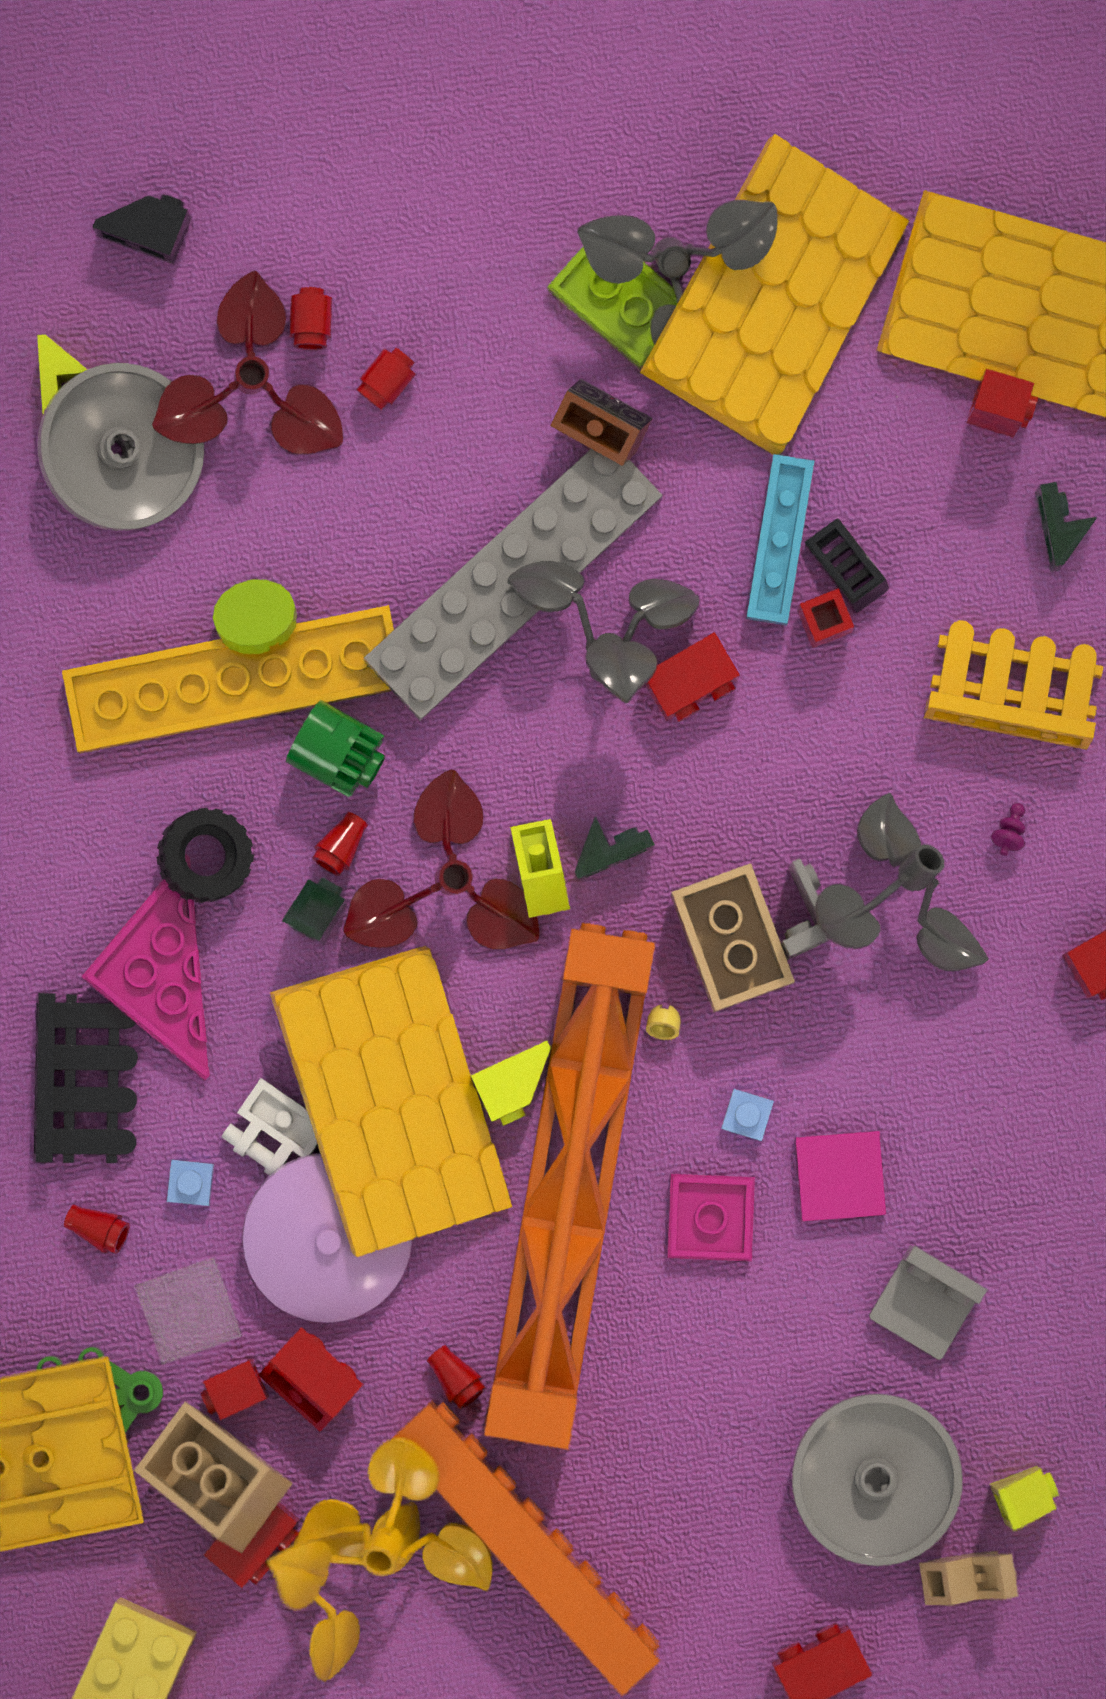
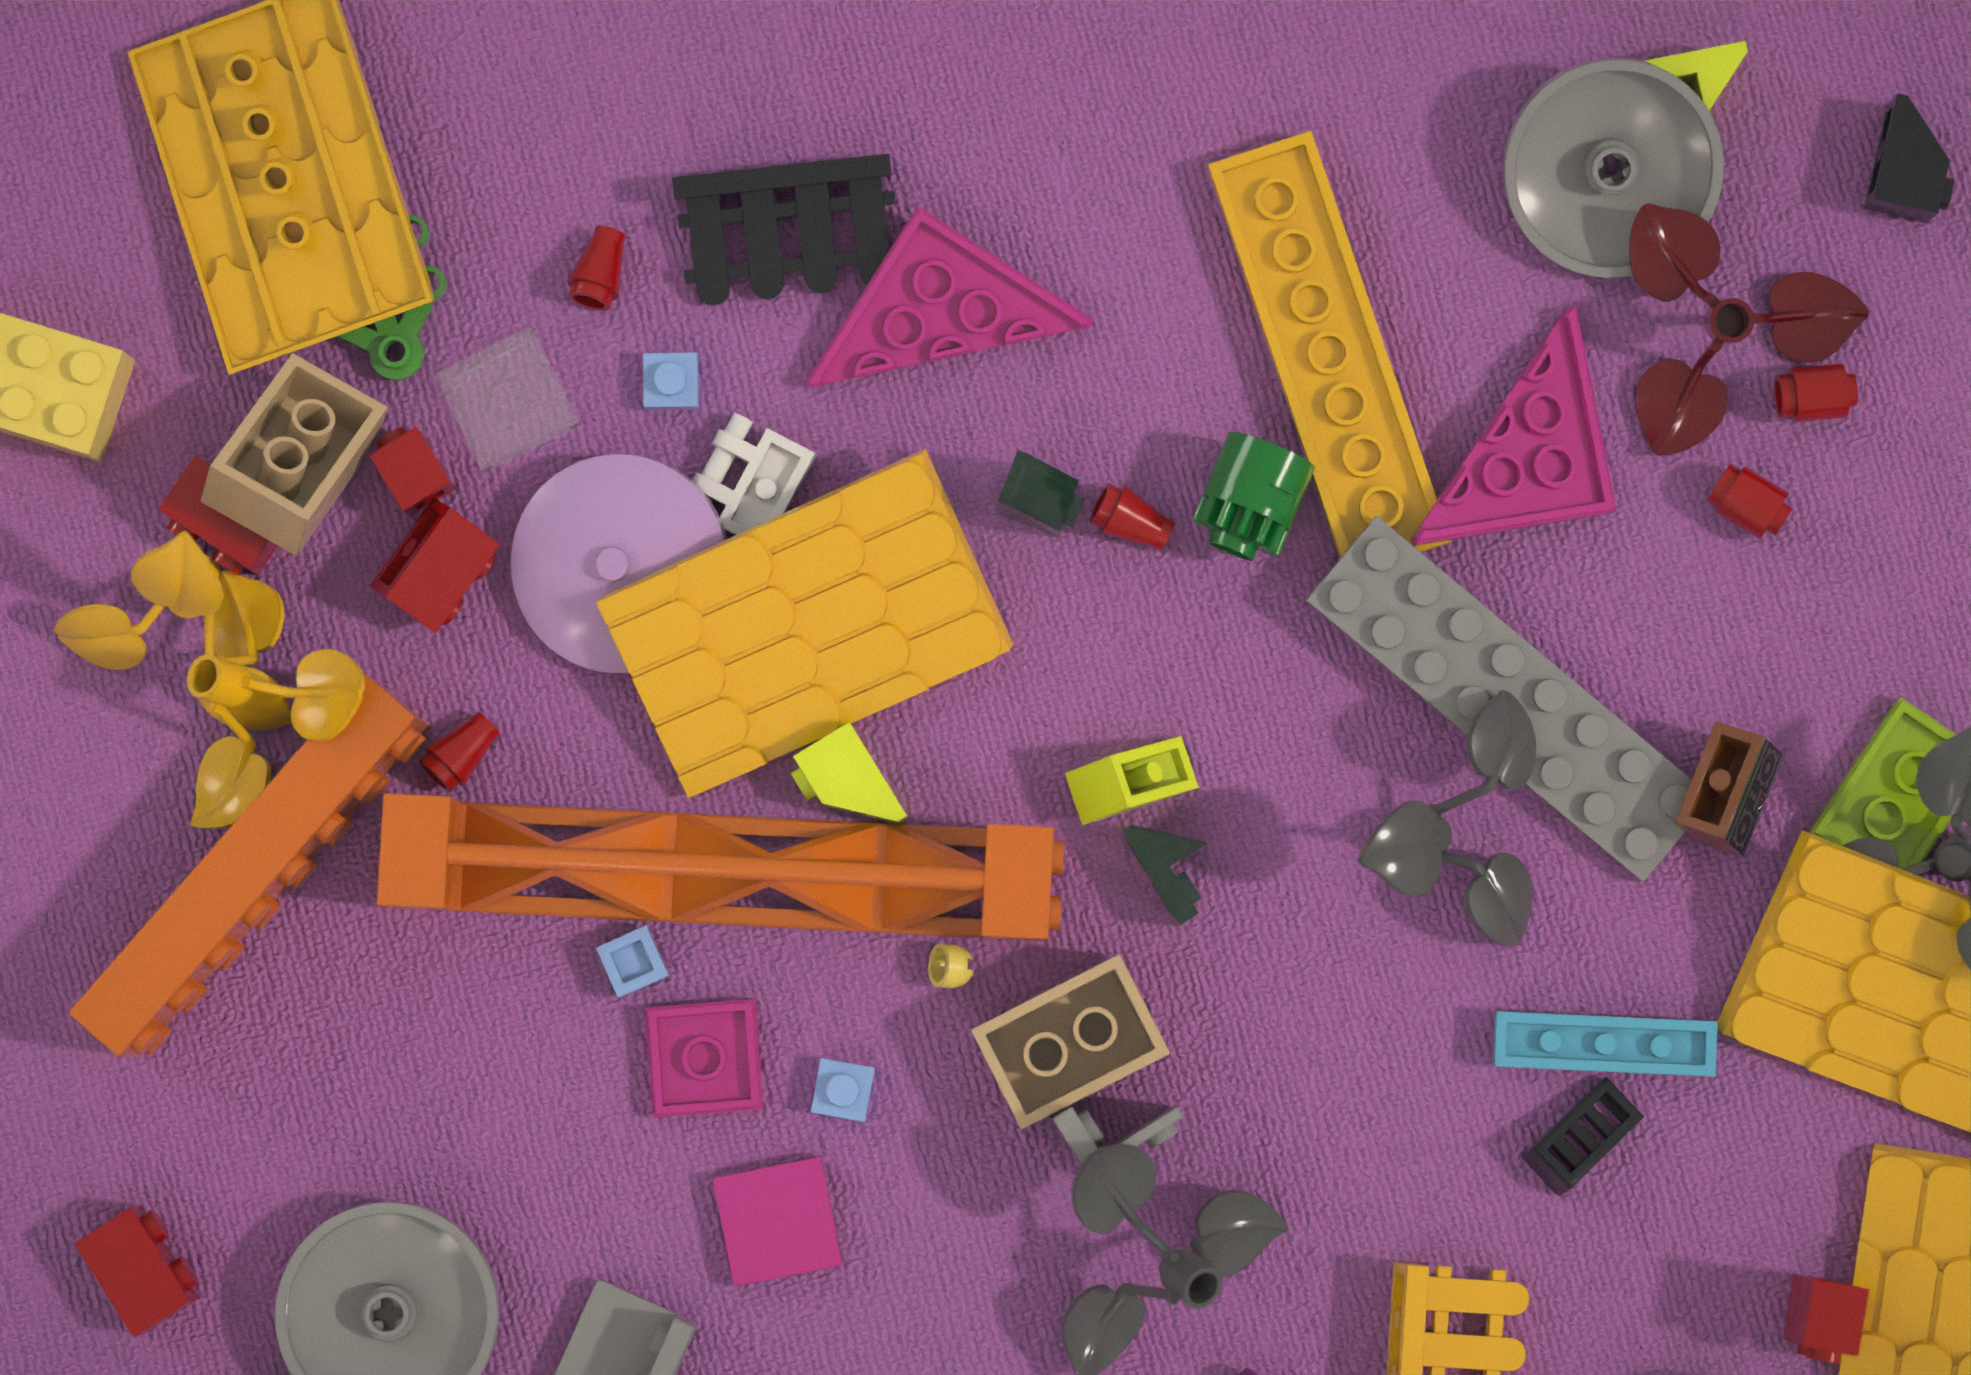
camera: 85 degrees right, 0 degrees up
(235, 844) = (1094, 386): black tyre -> none
(254, 616) = (1413, 369): lime tile -> none
(331, 533) = (1536, 456): none -> dark pink tile
(443, 813) = (1188, 657): dark red plant -> none
(632, 1263) = (632, 961): none -> light blue plate
(692, 677) = (1407, 950): red brick -> none
(825, 618) = (1507, 1115): red brick -> none

